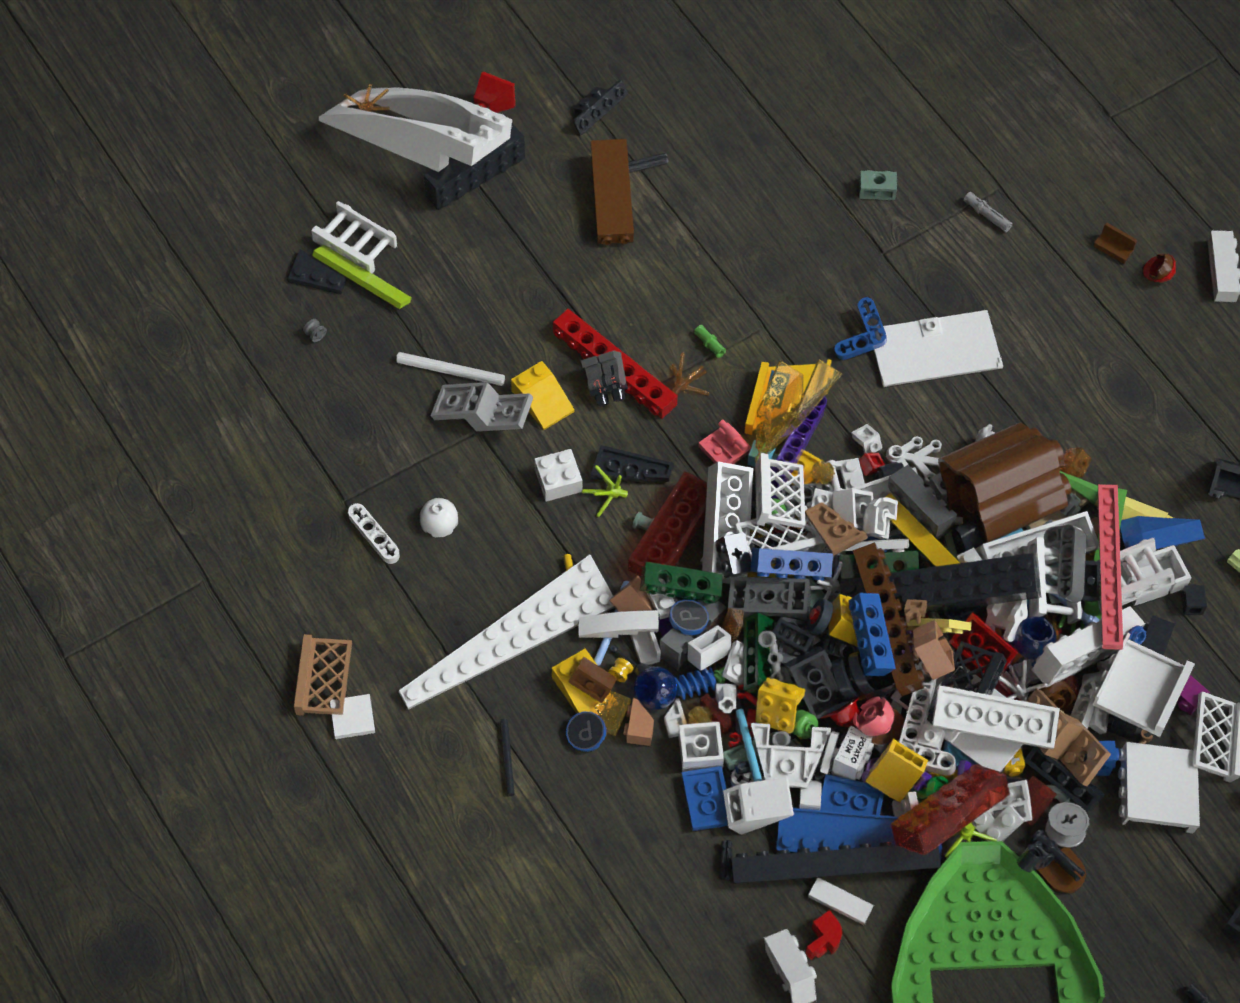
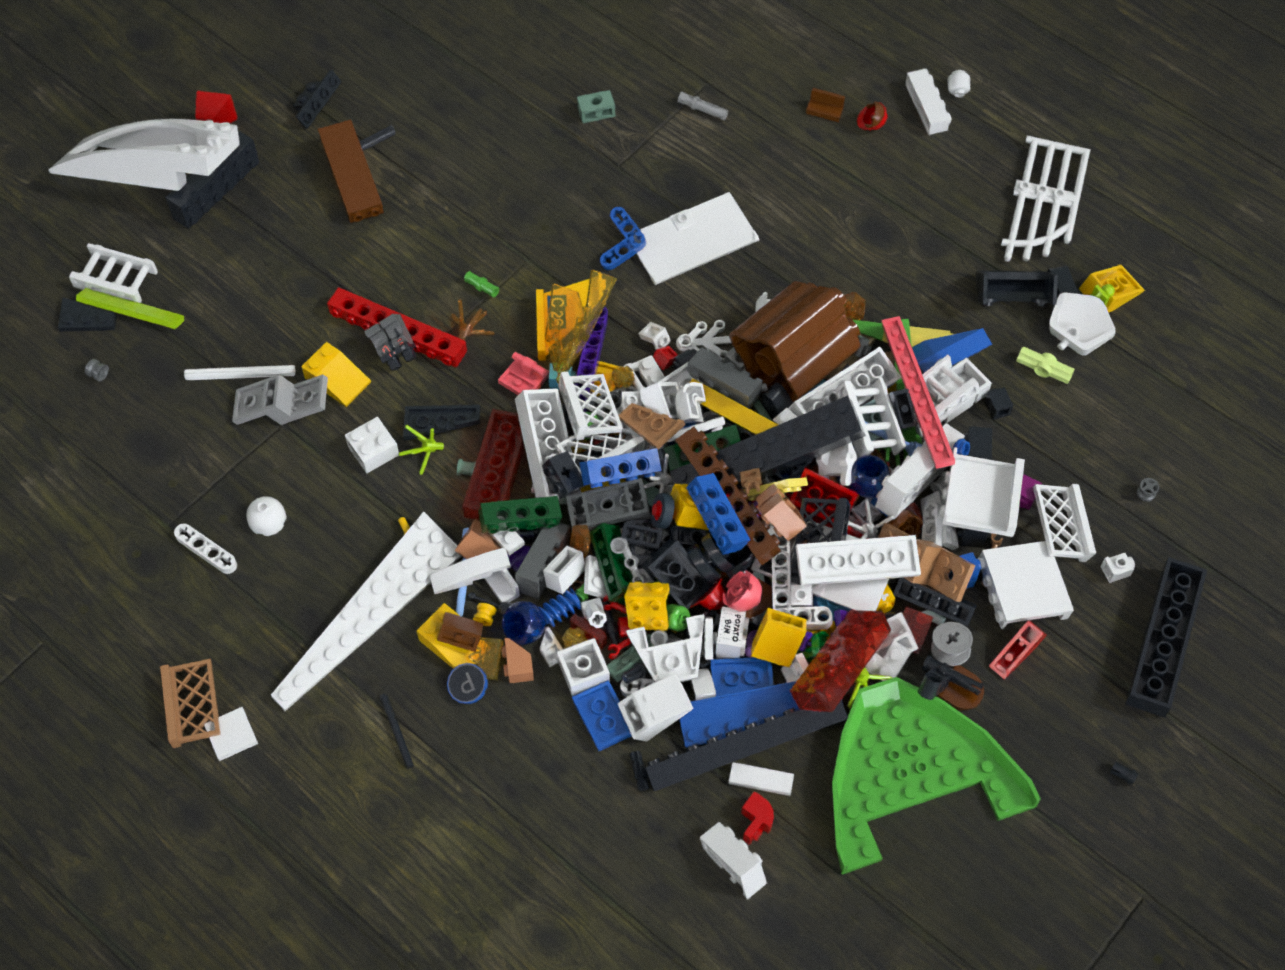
camera: 15 degrees left, 0 degrees up
(367, 105) = (94, 147): clear orange plant -> none
(689, 617) = (536, 545): black tile -> none
(748, 745) = (629, 653): medium azure bar -> none
(1071, 569) = (887, 417): dark grey beam -> none
(1132, 848) = (1017, 649): none -> slope

